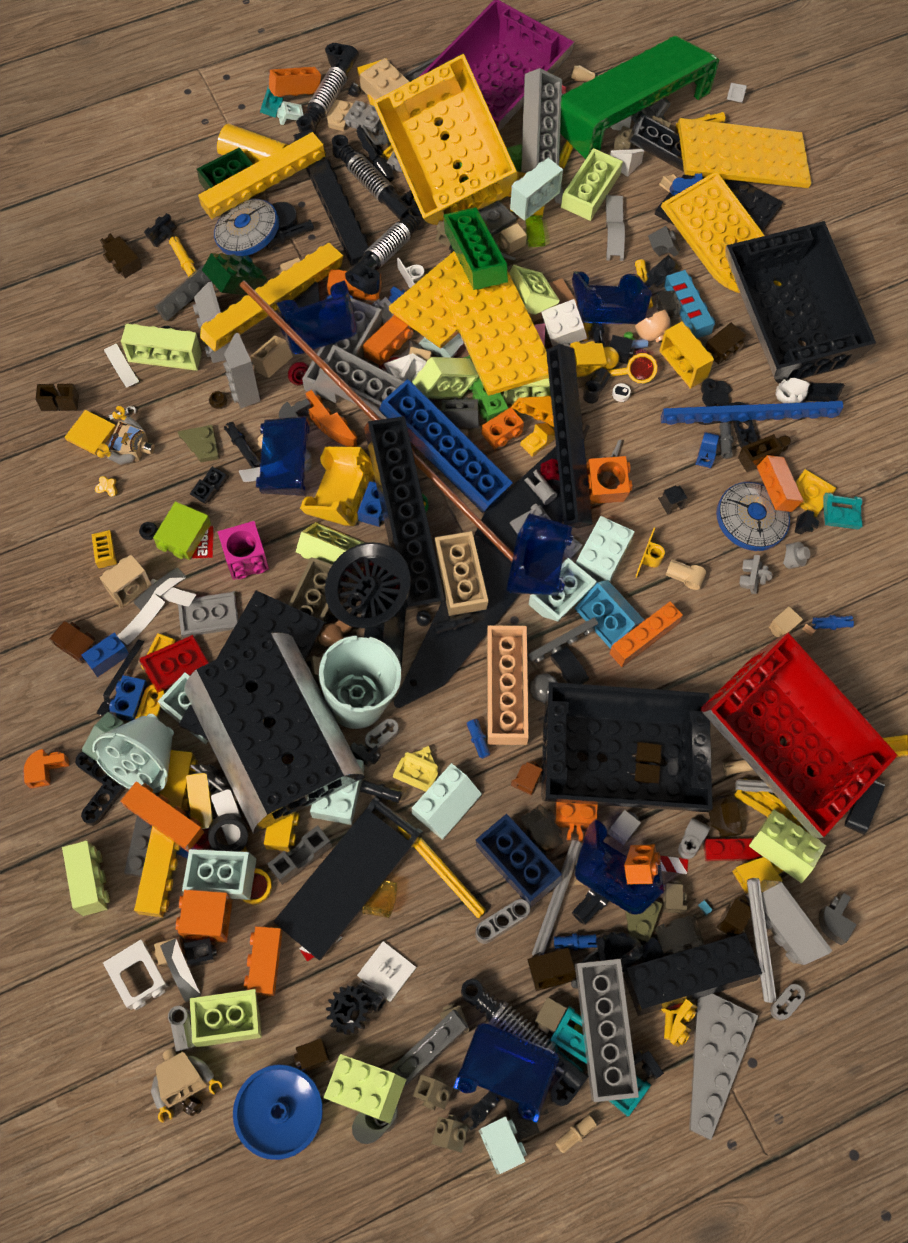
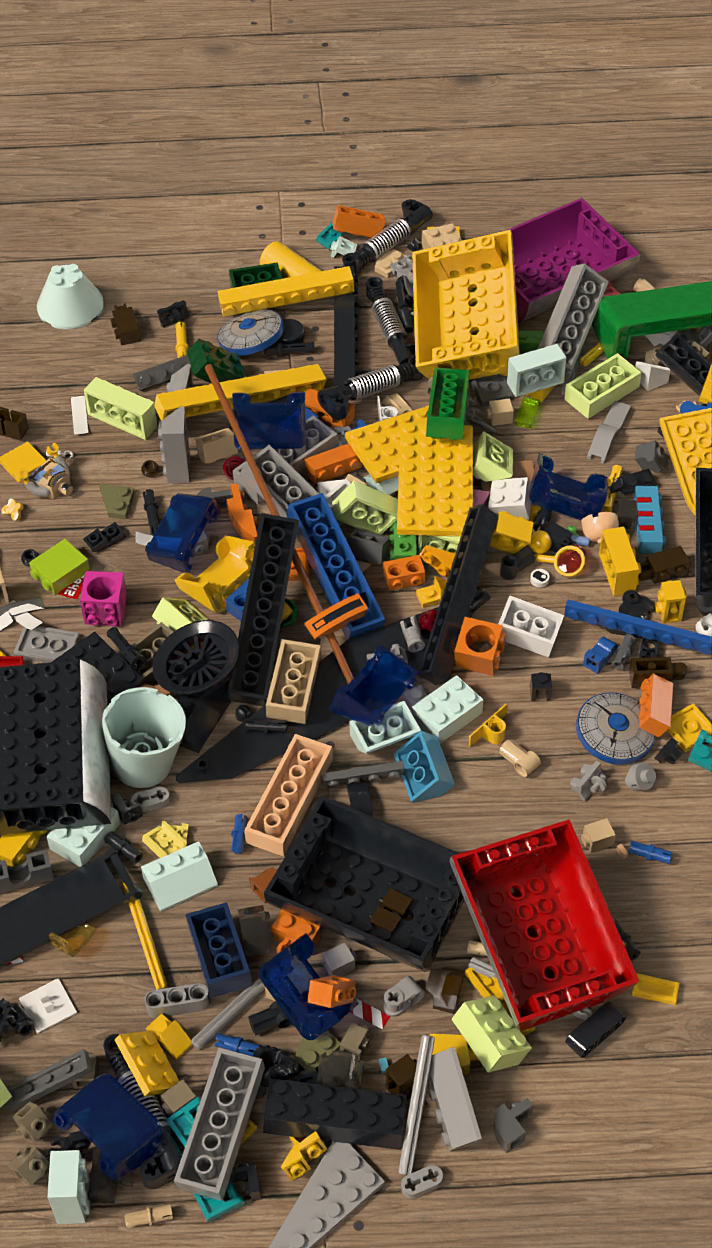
camera: 25 degrees right, 15 degrees down
(51, 246) = (69, 298): none -> light aqua cone
(299, 600) = (129, 652): none -> black pin
(411, 257) = (396, 401): none -> tan piece
(473, 497) = (337, 616): none -> orange slope
(509, 956) = (170, 1036): none -> yellow slope
(509, 994) = (147, 1062): none -> yellow plate
(551, 969) = (196, 1057): dark brown brick -> none
(641, 444) = (530, 626): none -> white brick
(645, 634) = (450, 797): orange brick -> none
(729, 850) = (432, 1020): red plate -> none
(747, 379) = (671, 601): none -> yellow brick

